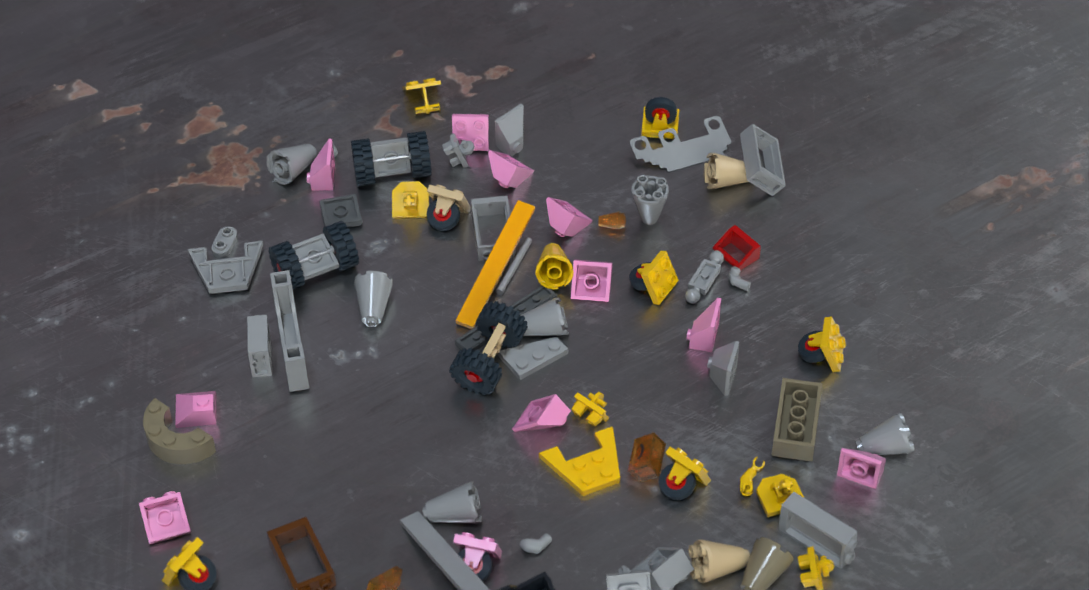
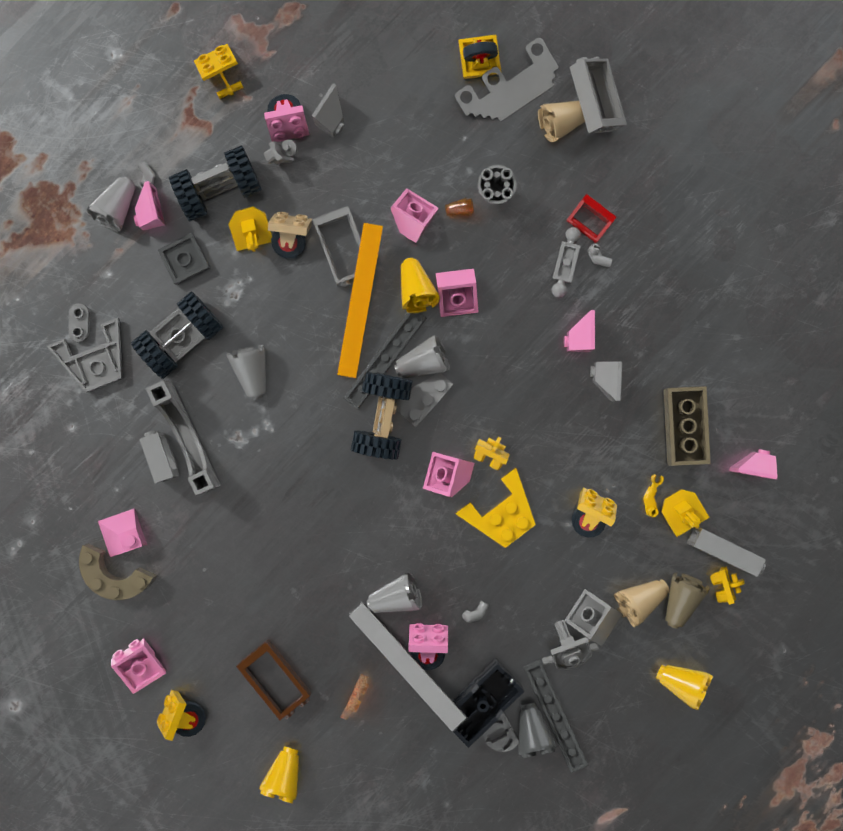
camera: 15 degrees left, 40 degrees up
(508, 170) = (338, 160): bright pink slope -> none
(514, 265) = (375, 288): light grey bar -> none
(646, 457) = (556, 502): clear orange brick -> none
(655, 276) = (517, 279): yellow plate -> none
(824, 345) = (696, 330): yellow plate -> none
(887, 438) = (771, 430): light grey cone -> none

